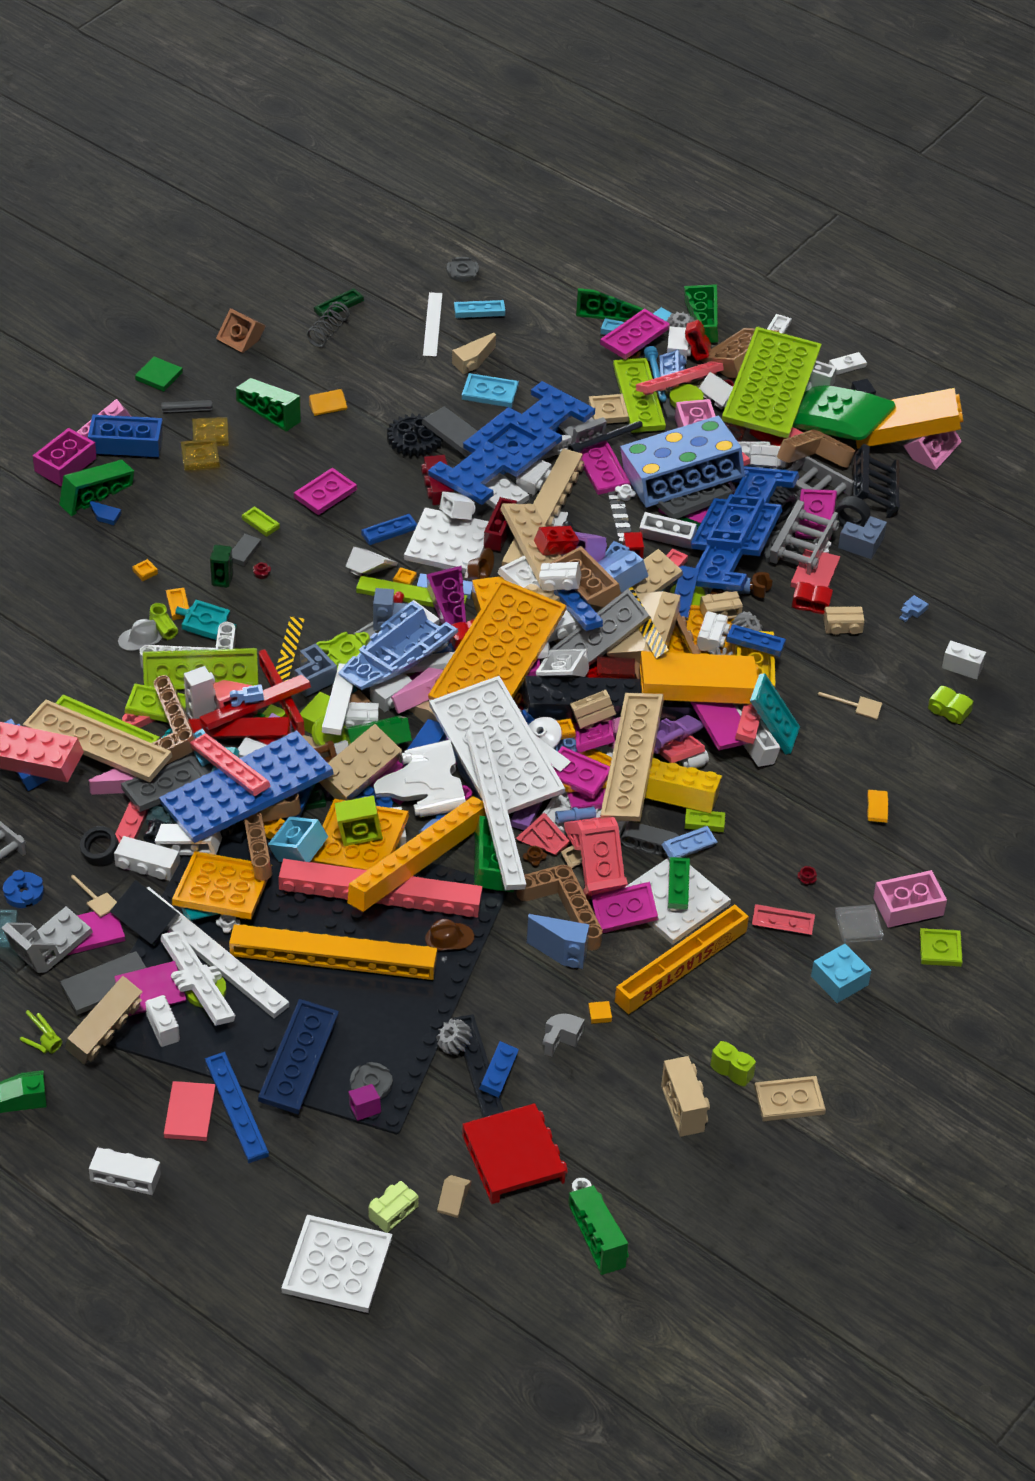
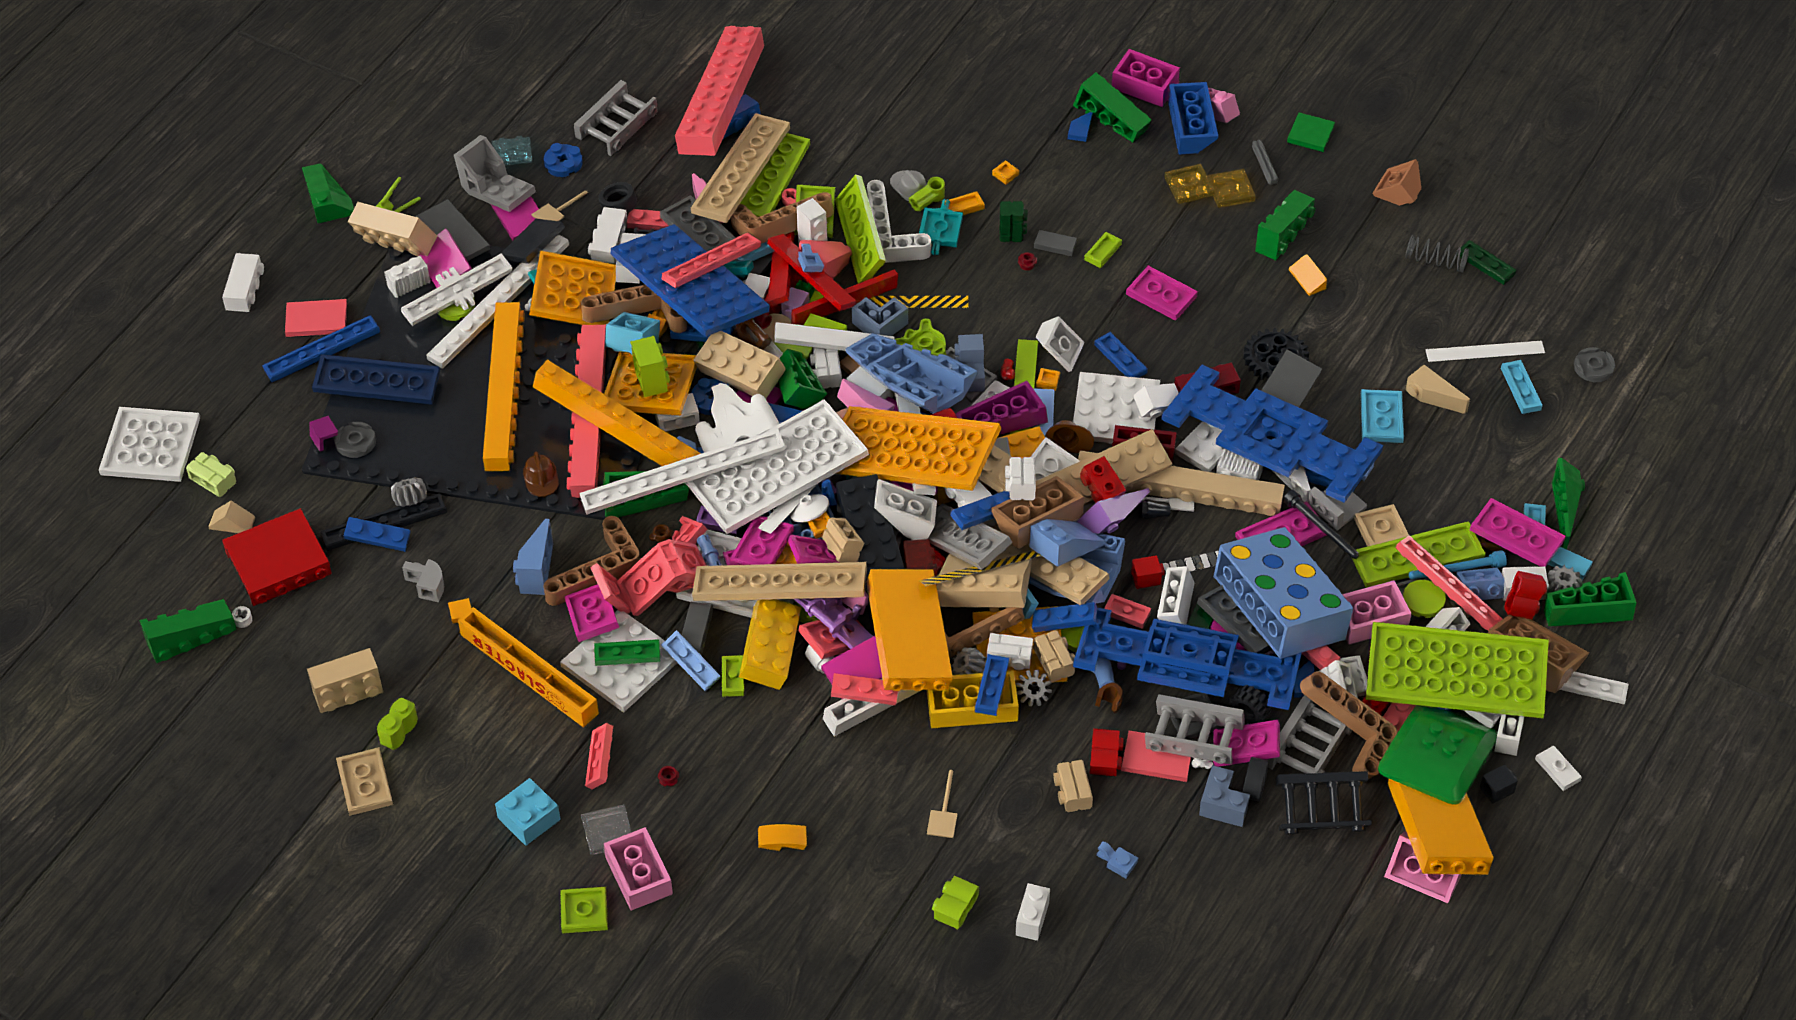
camera: 85 degrees right, 5 degrees up
(774, 713) = (878, 711): teal tile -> none

